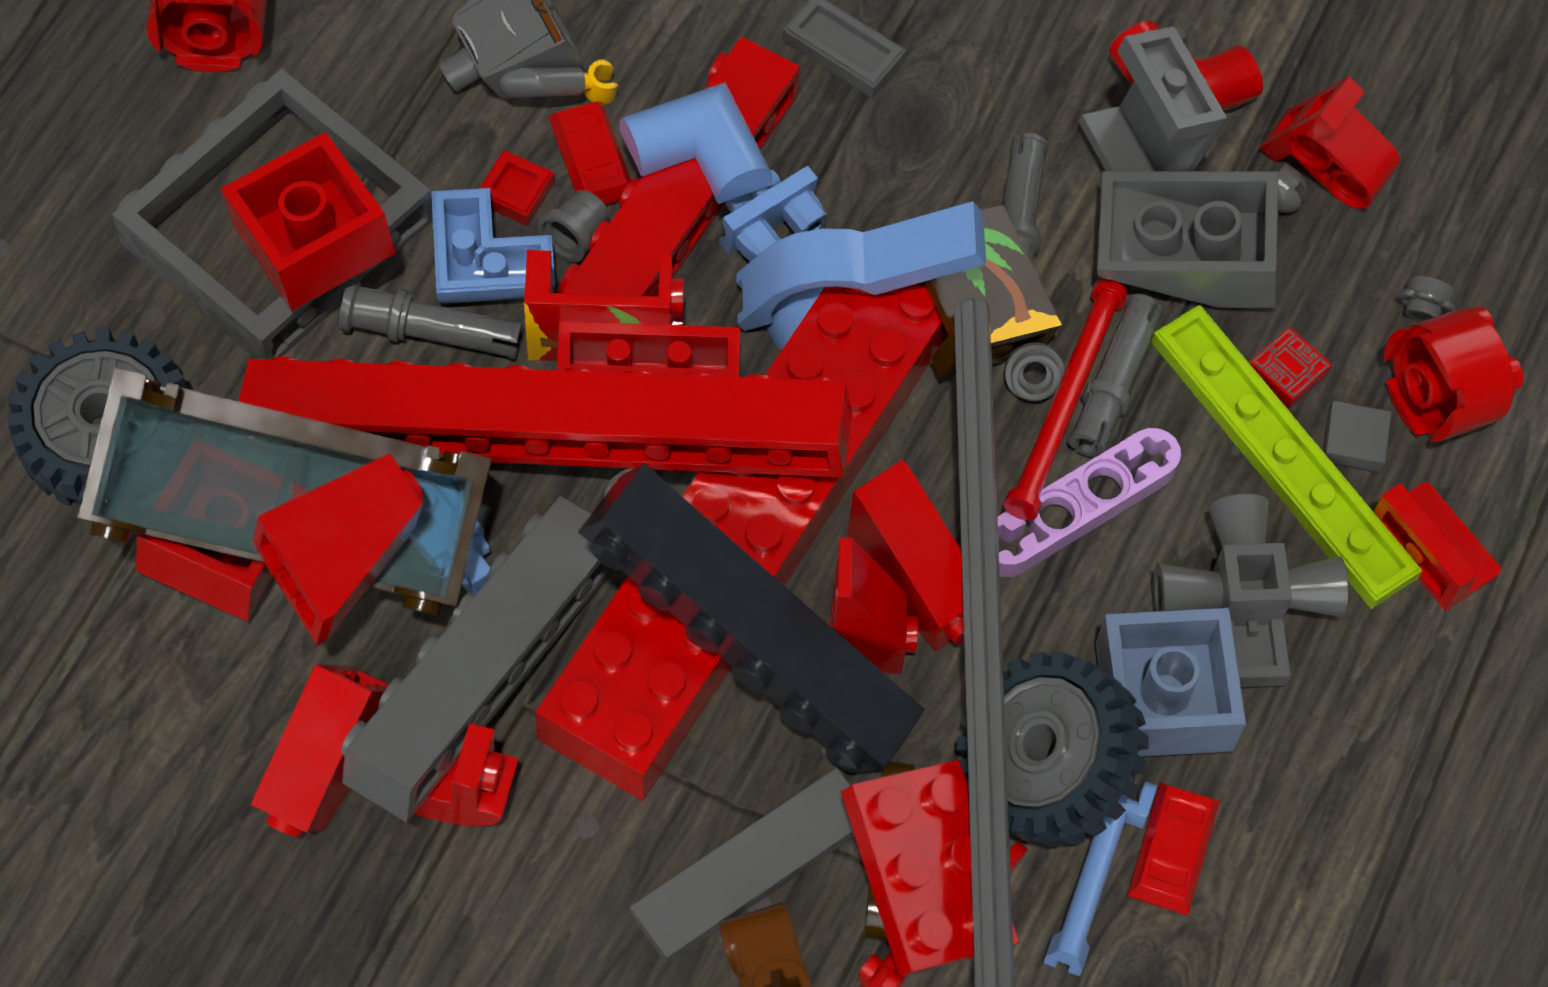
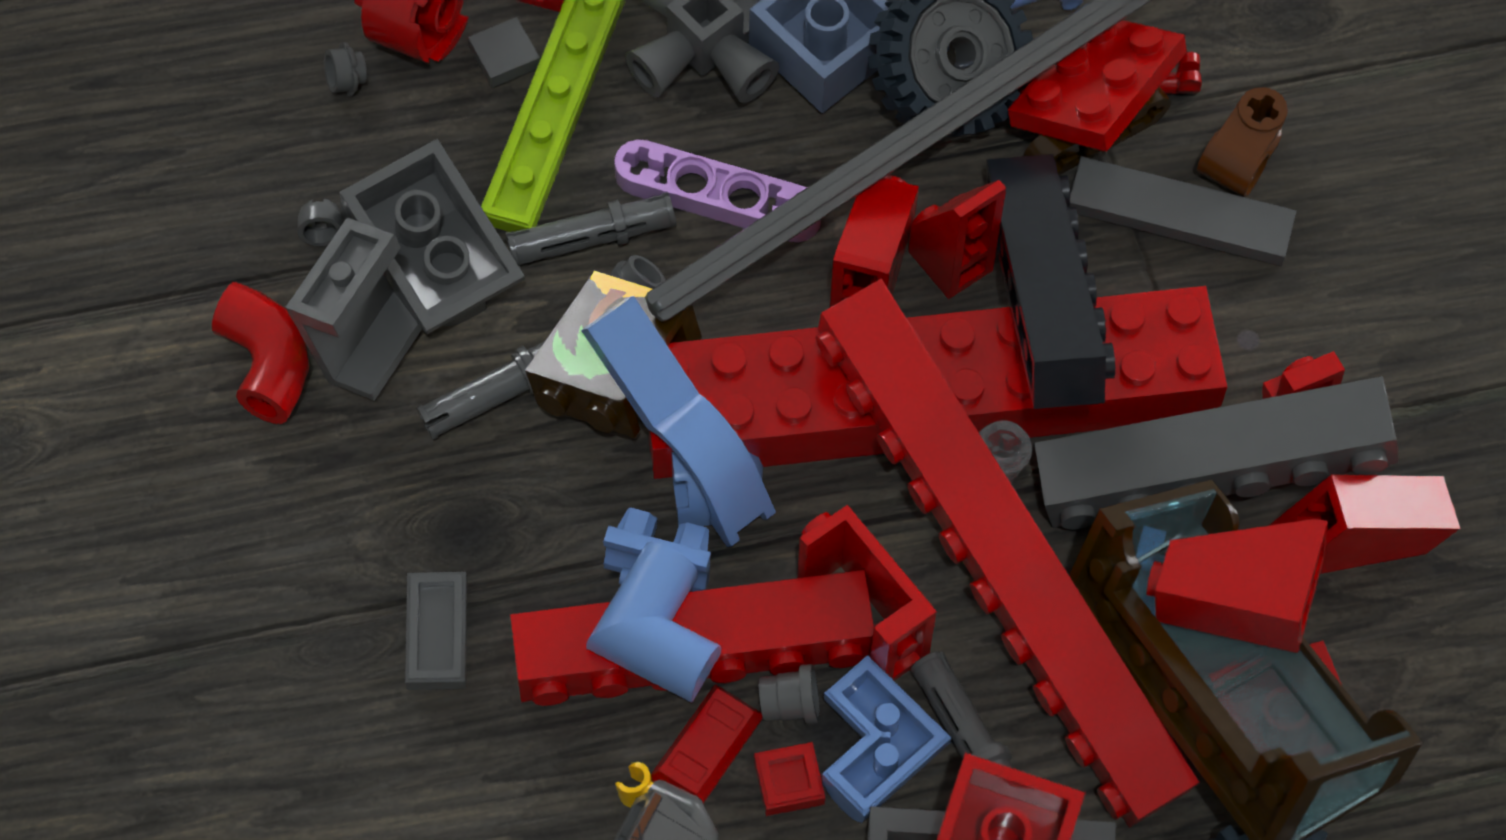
camera: 125 degrees left, 0 degrees up
(649, 348) = (851, 479): red brick -> none
(1024, 500) = (645, 242): red bar -> none
(1290, 367) = (480, 127): red tile -> none
(1335, 144) = (255, 208): red tile -> none

